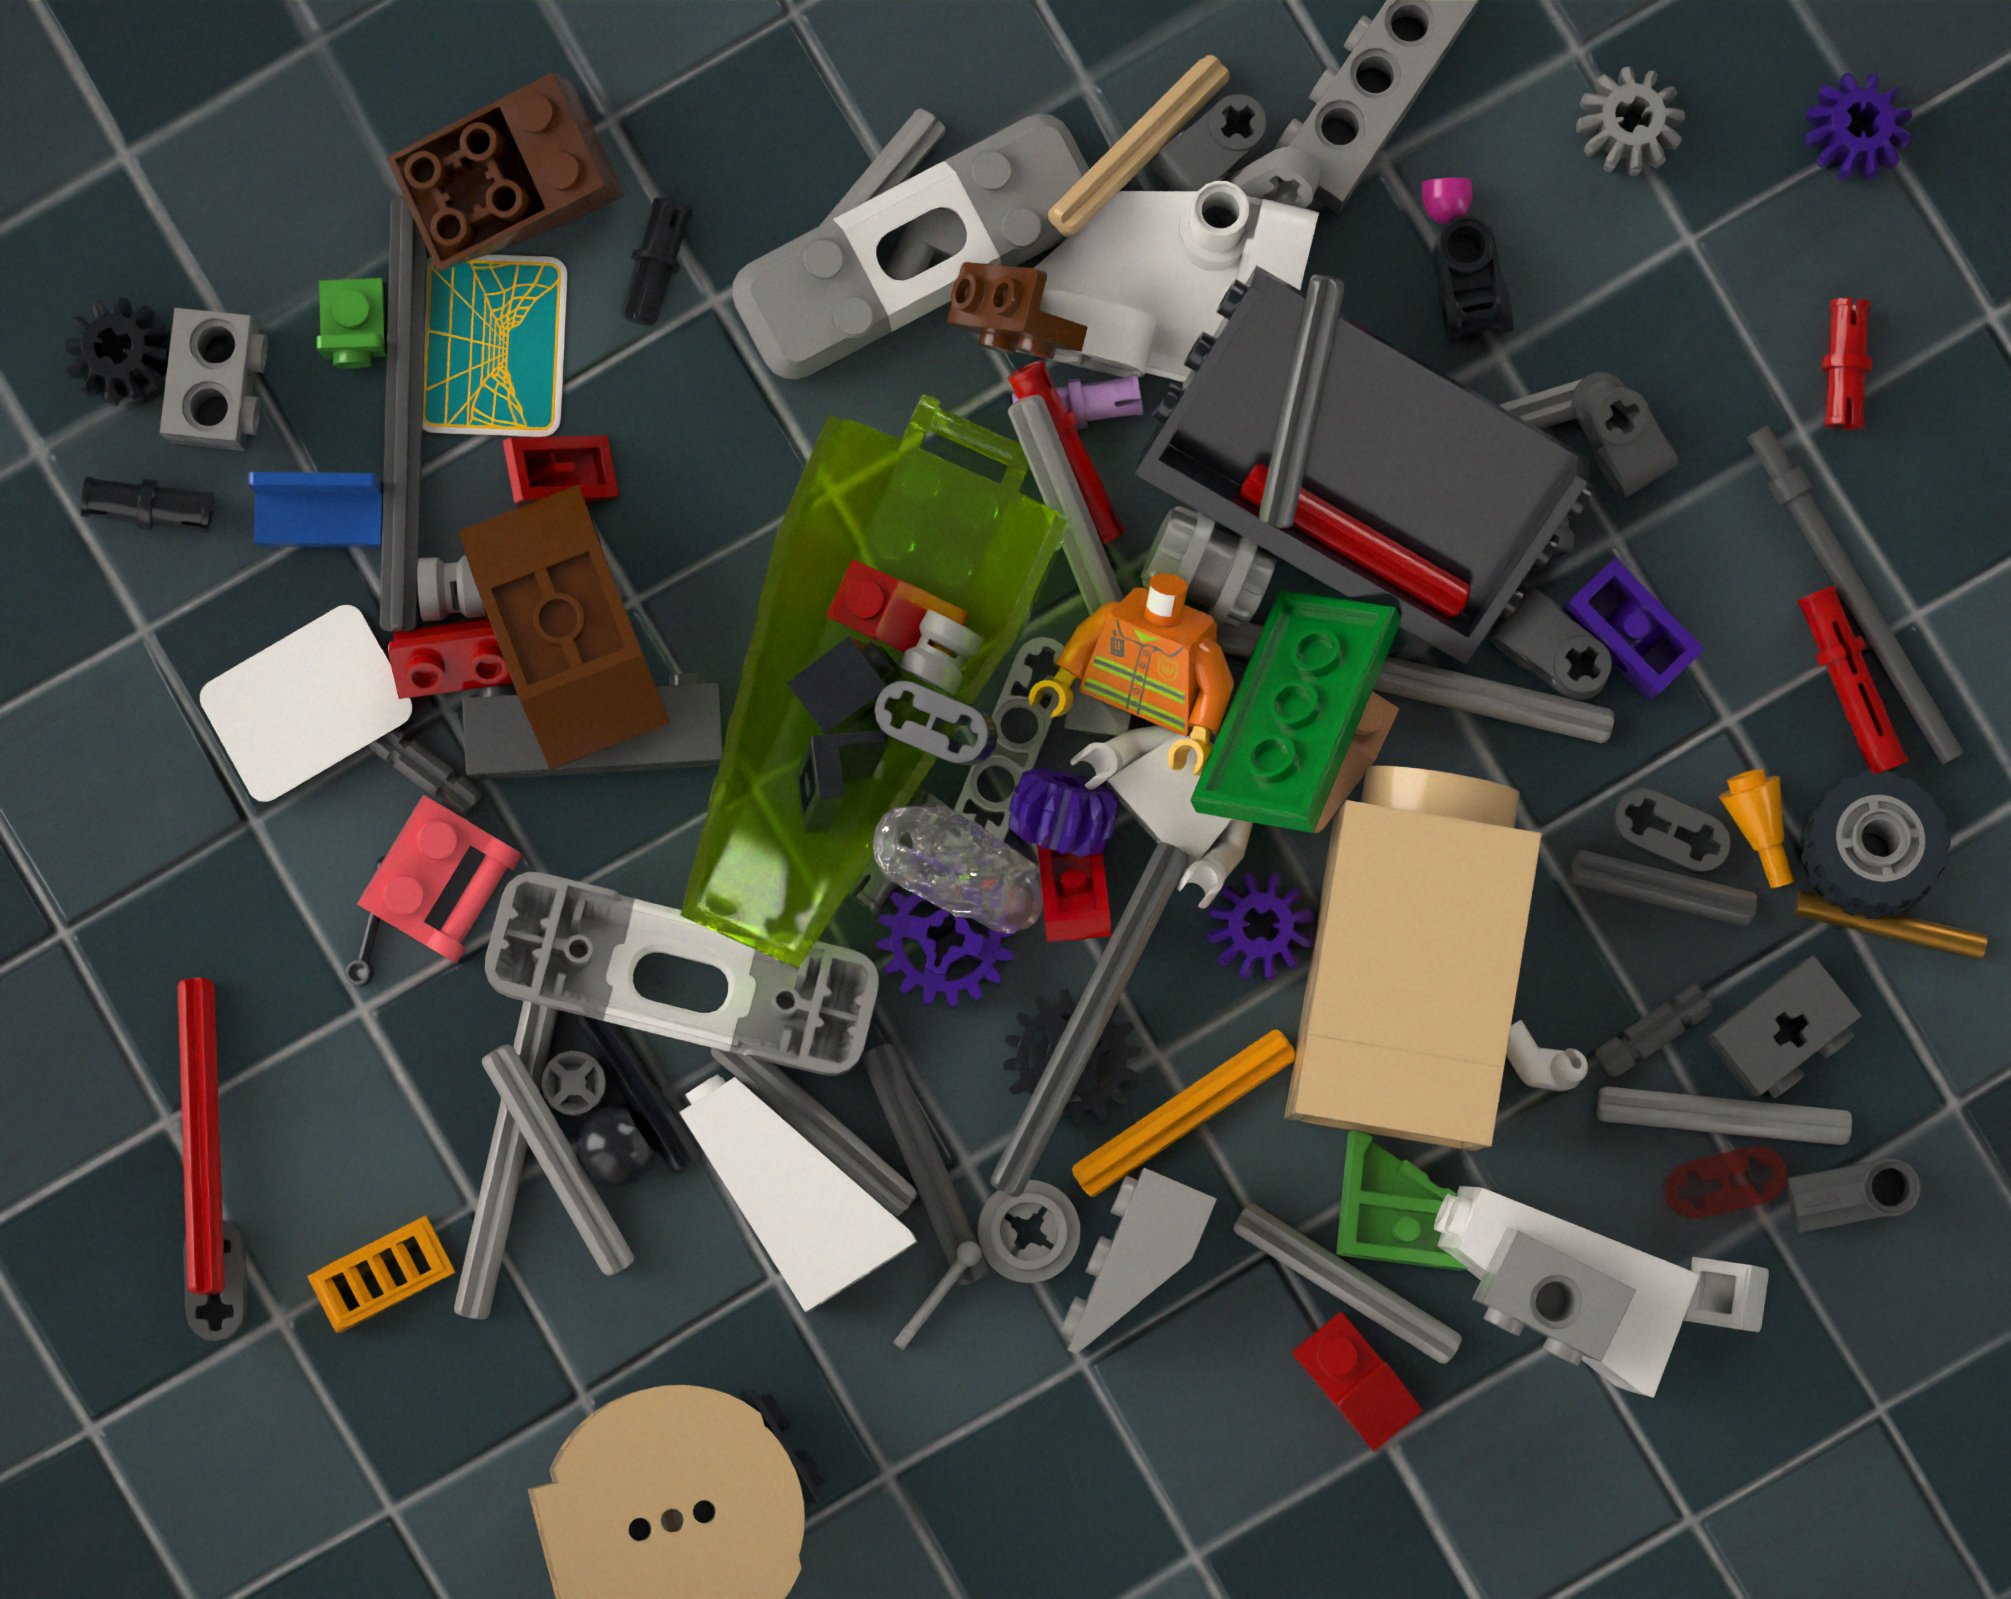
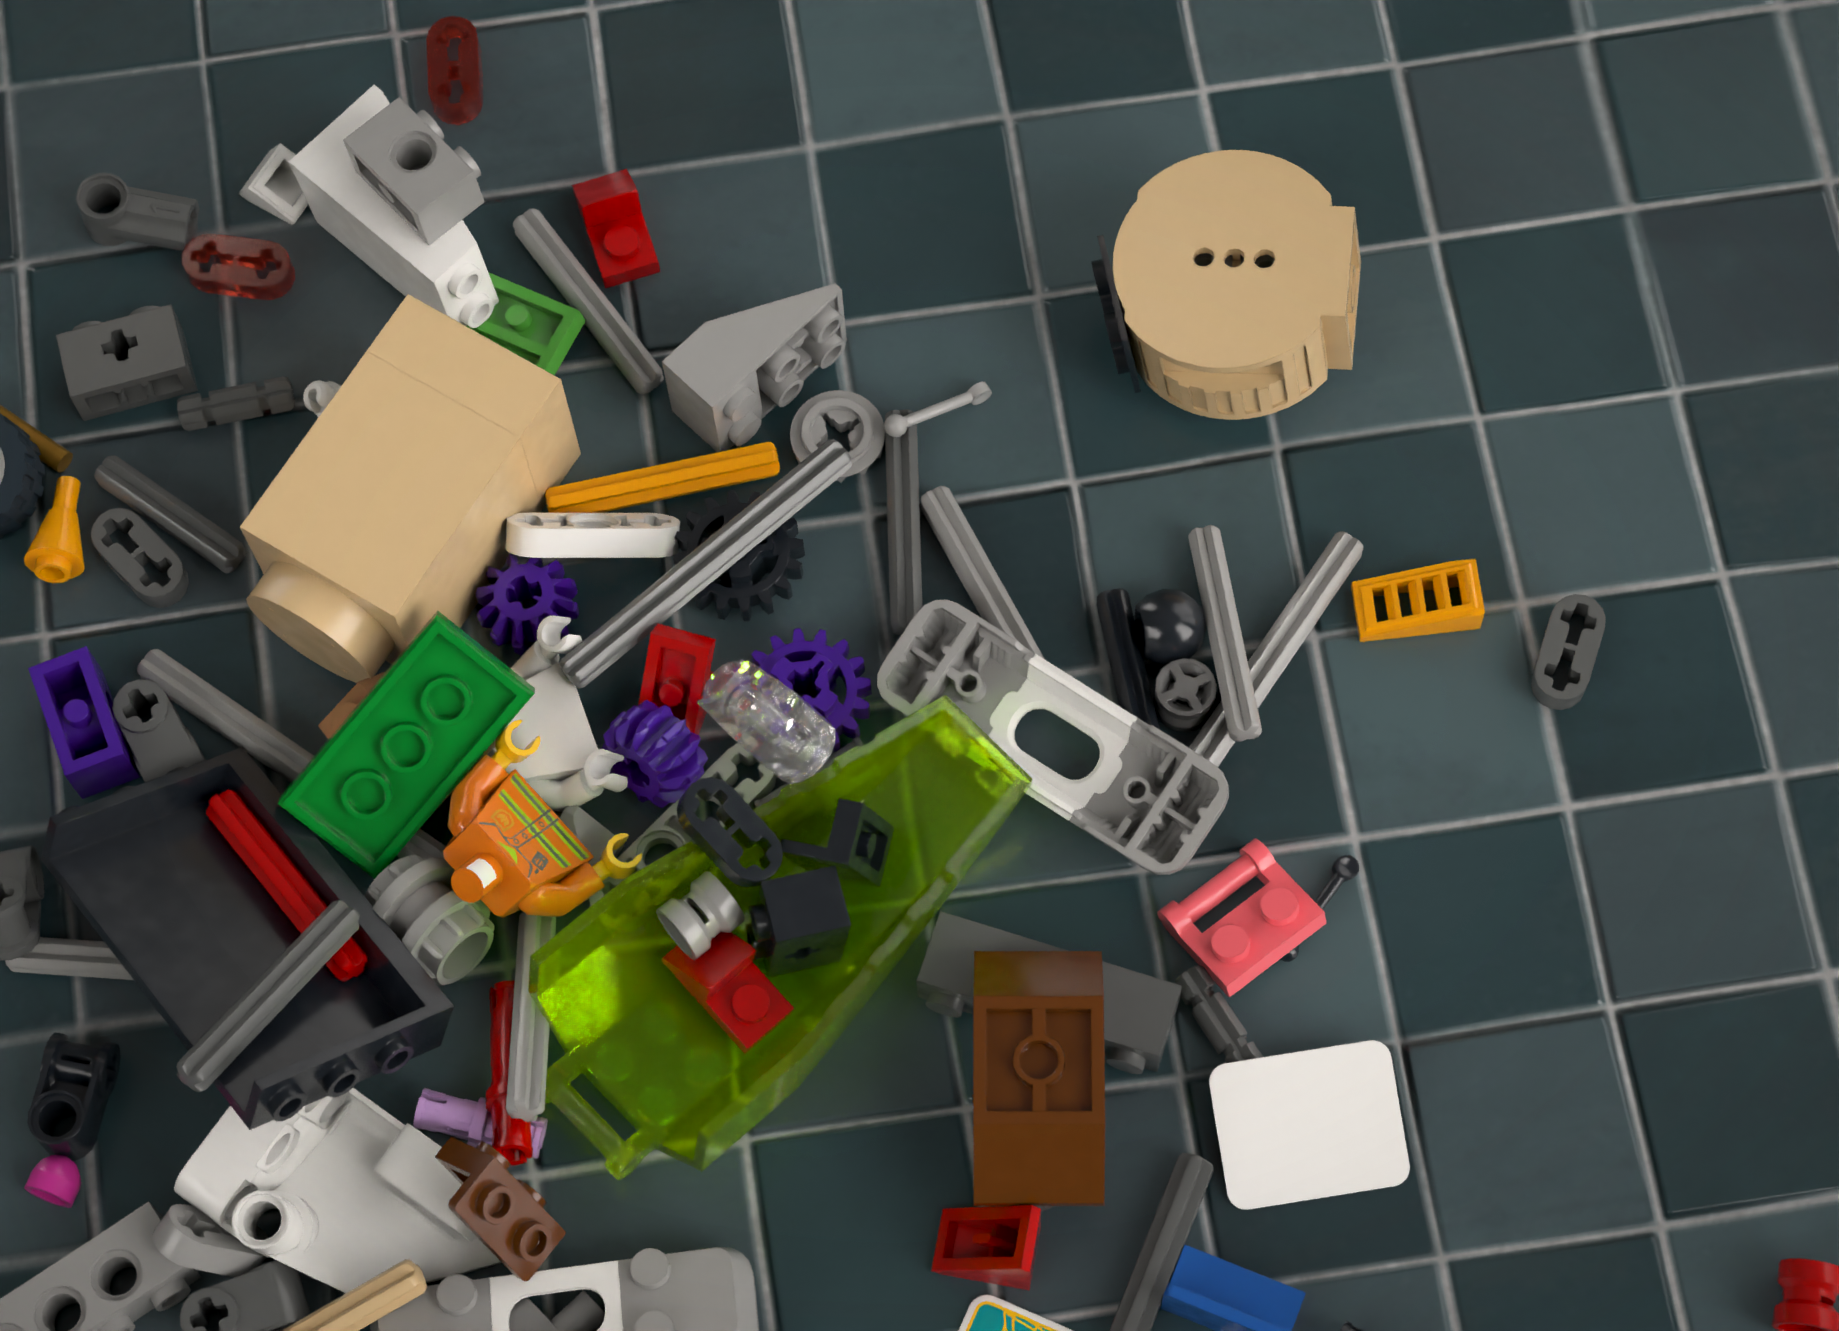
camera: 155 degrees left, 15 degrees down
(201, 1136) = (1539, 770): red axle -> none
(438, 589) = (1134, 1173): light grey wheel -> none
(447, 659) = (1158, 1106): red bracket -> none
(798, 1202) = (1022, 505): white slope -> none
(1253, 983) = (592, 535): none -> white beam
(1618, 1488) = (466, 69): none -> clear red beam
(1724, 1115) = (214, 317): light grey axle -> none

